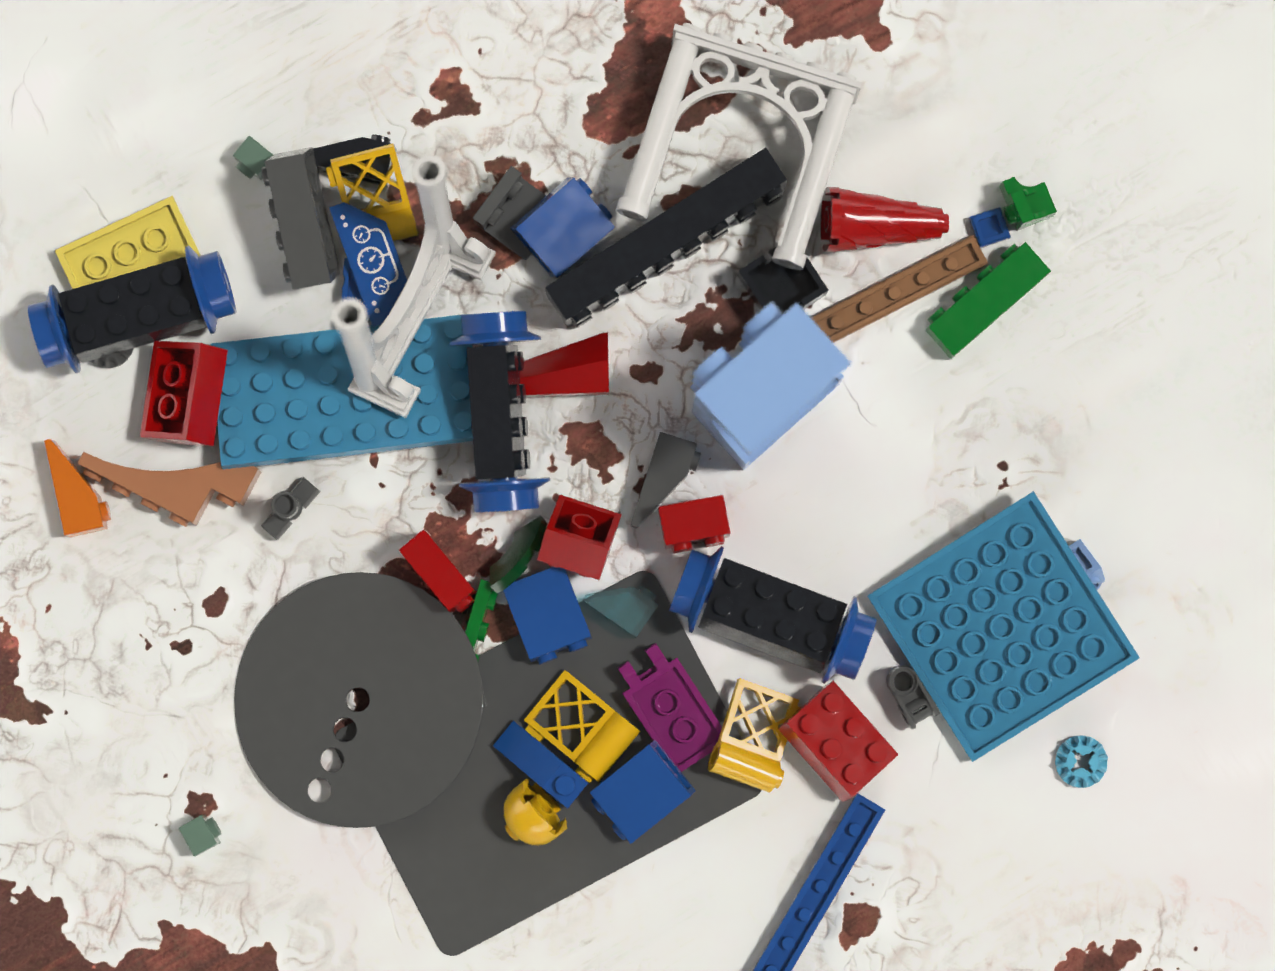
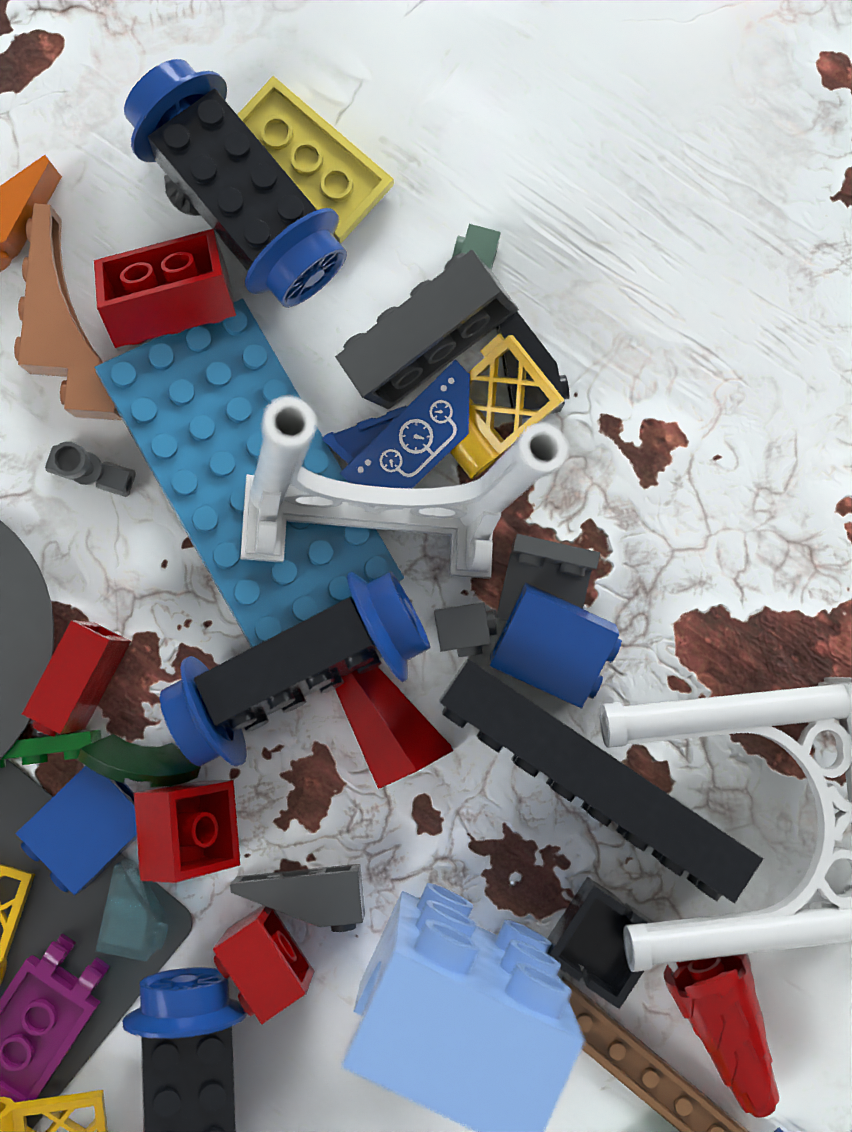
camera: 70 degrees right, 0 degrees up
(523, 286) = (465, 628): none -> dark grey brick

